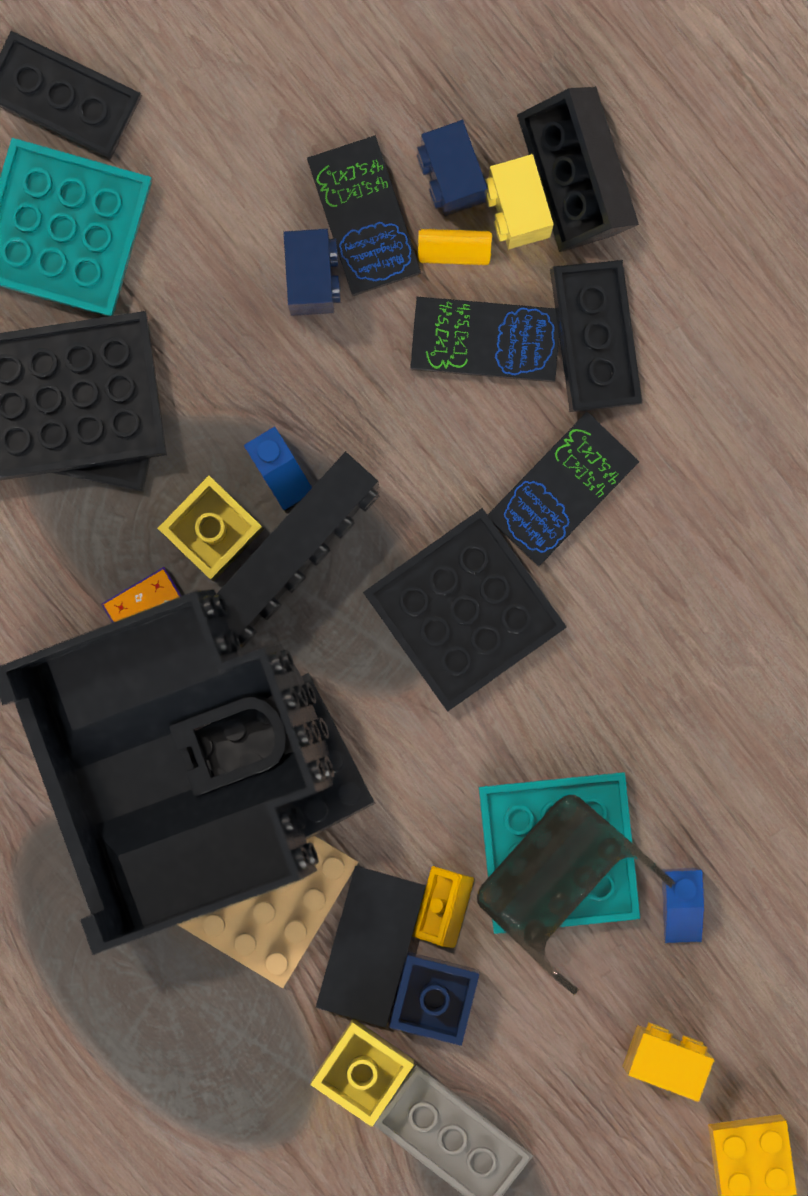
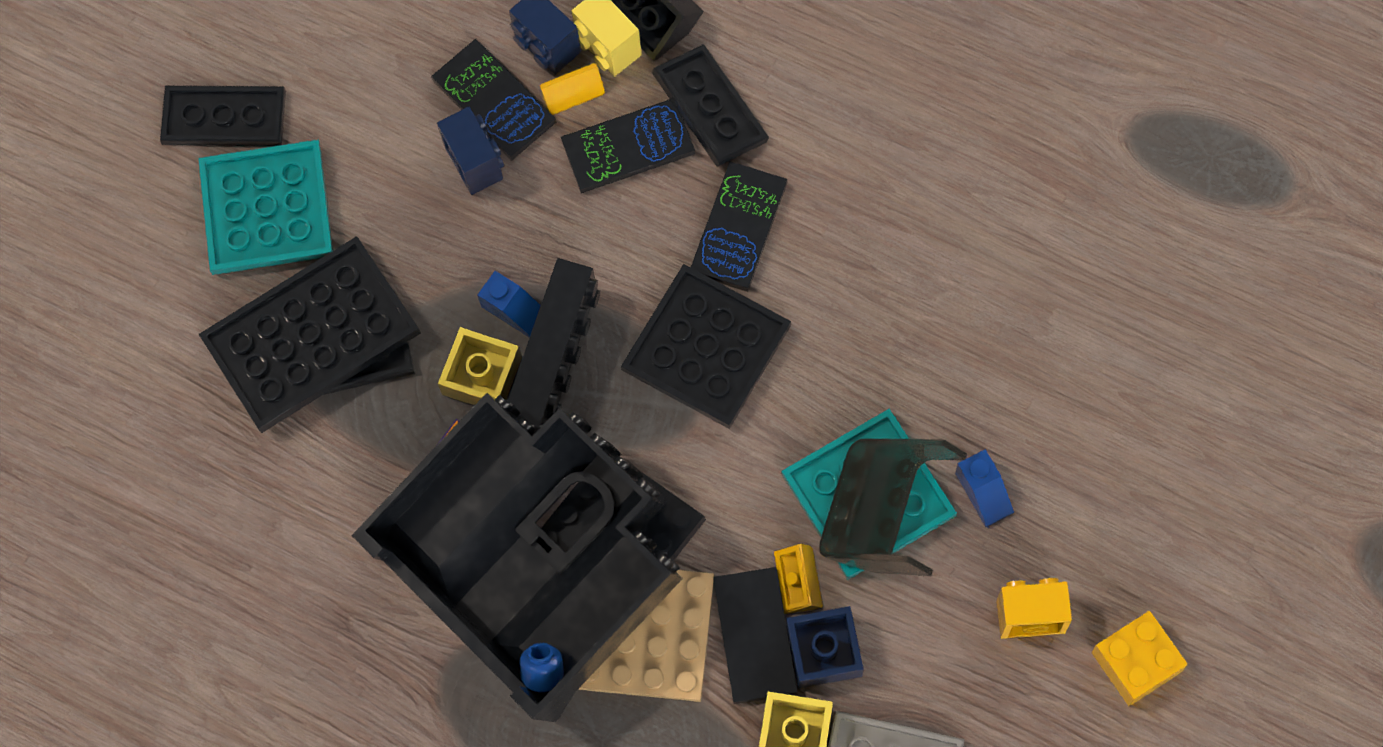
camera: 20 degrees left, 15 degrees down
(129, 896) = (541, 667): none -> blue head

